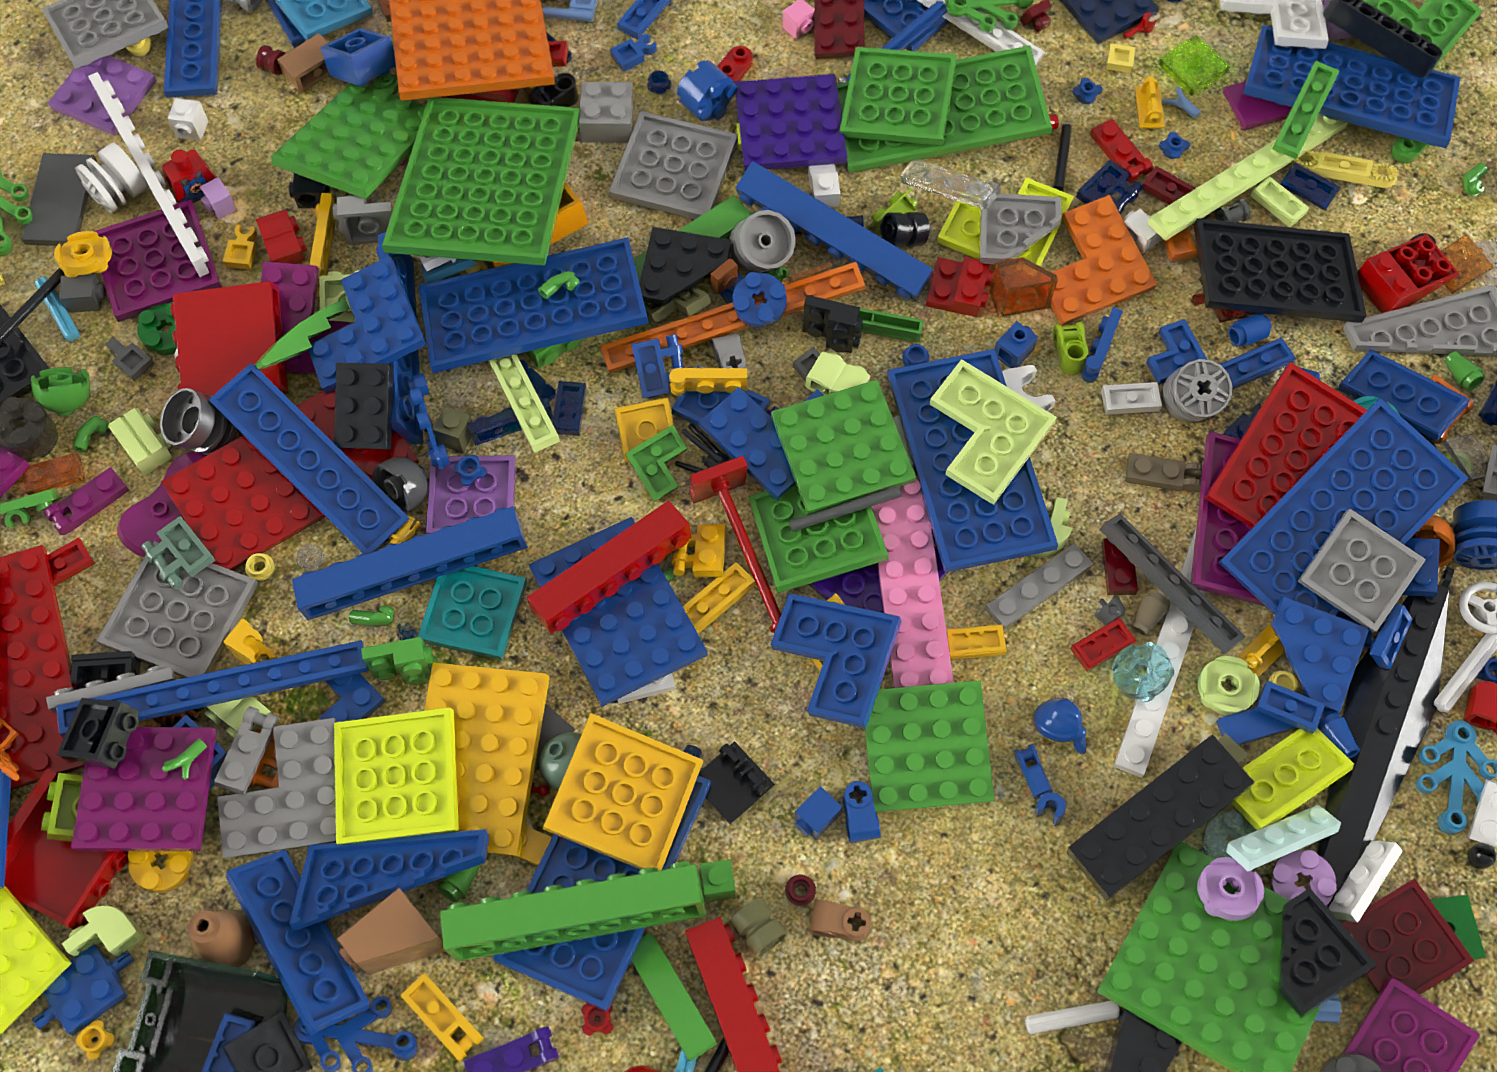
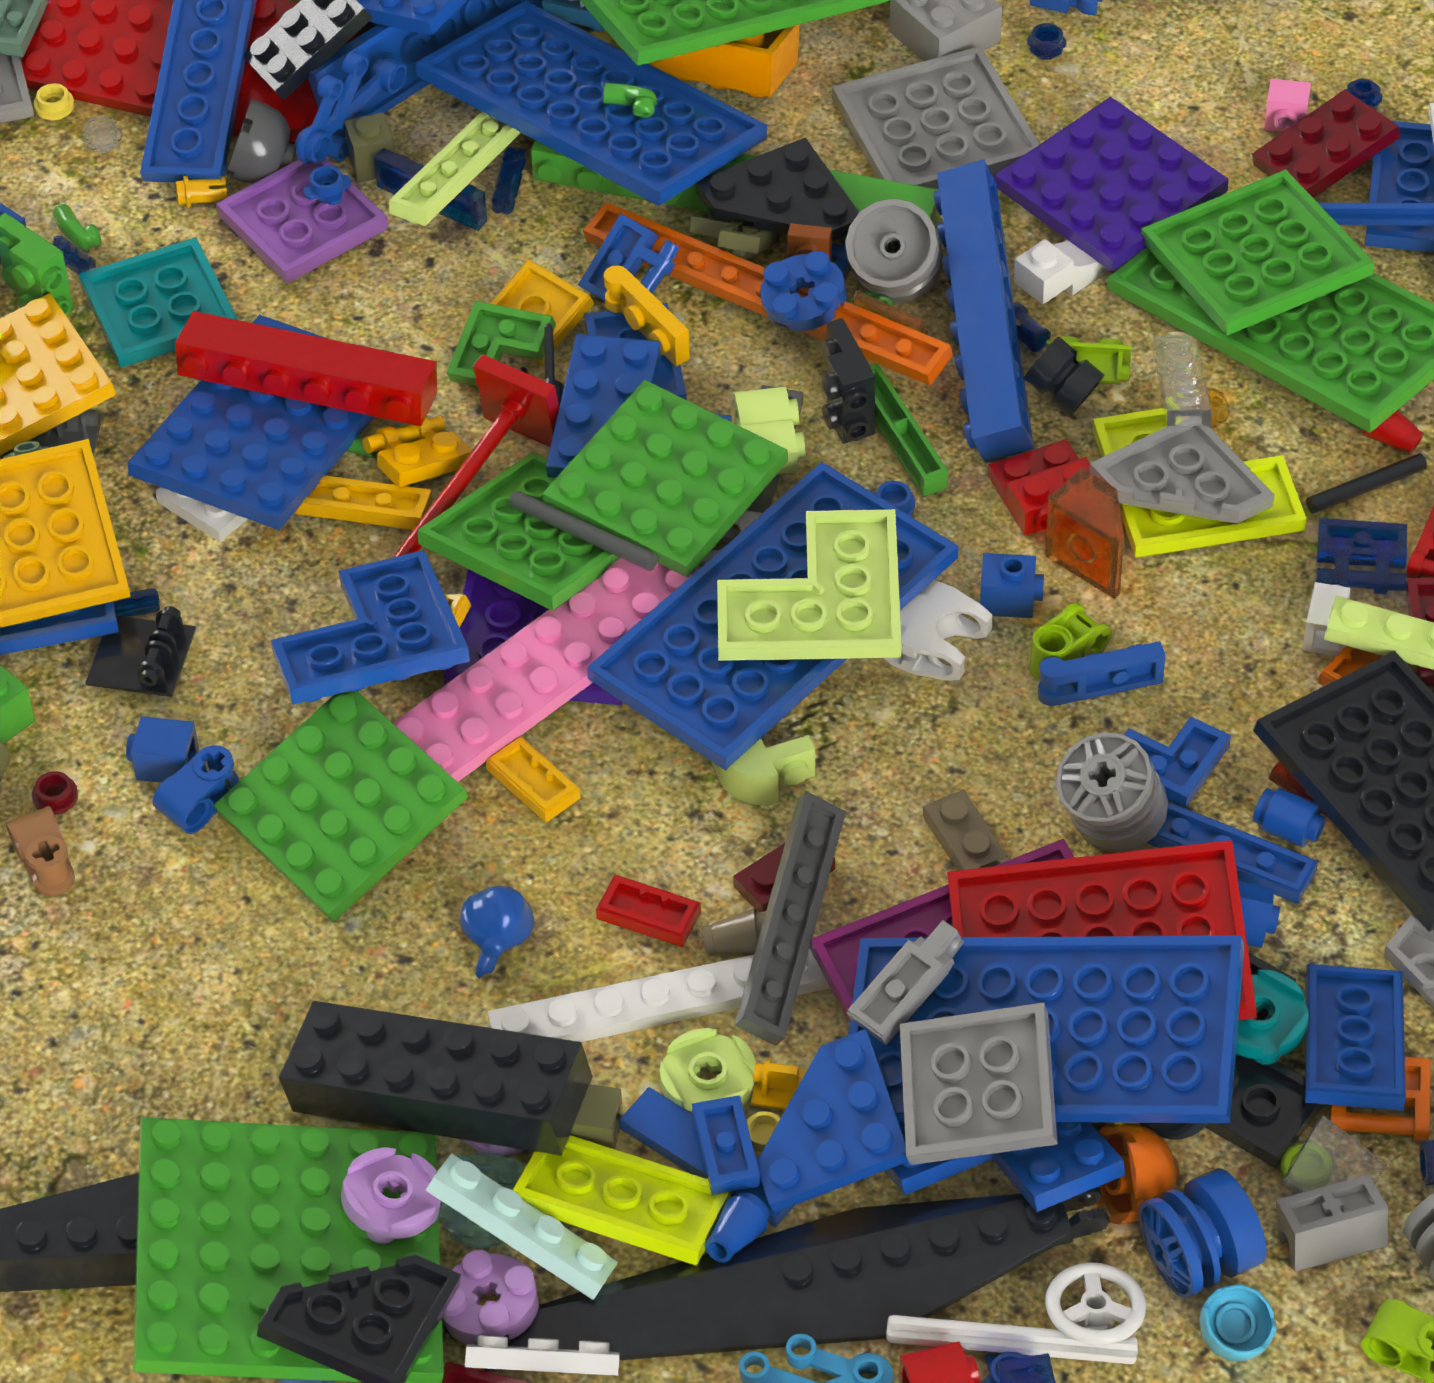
camera: 55 degrees right, 15 degrees down
(409, 563) = (163, 209): blue brick -> none
(569, 408) = (499, 229): clear blue plate -> none
(706, 91) = (1066, 78): blue brick -> none
(729, 351) = (714, 328): light grey piece -> none
(737, 62) = (1152, 94): red plate -> none
(1039, 586) = (677, 805): light grey plate -> none
(1040, 784) = (368, 966): blue piece -> none
(1071, 1017) = (92, 1139): white axle -> none
(1110, 264) = (1230, 623): orange plate -> none
(1110, 611) = (707, 889): dark grey piece -> none
(1131, 398) = (1039, 740): white plate -> none
(1147, 685) = (638, 961): clear light blue plate -> none
(1276, 560) = (906, 983): none -> light grey hinge
(1390, 636) = (927, 1192): blue plate -> none

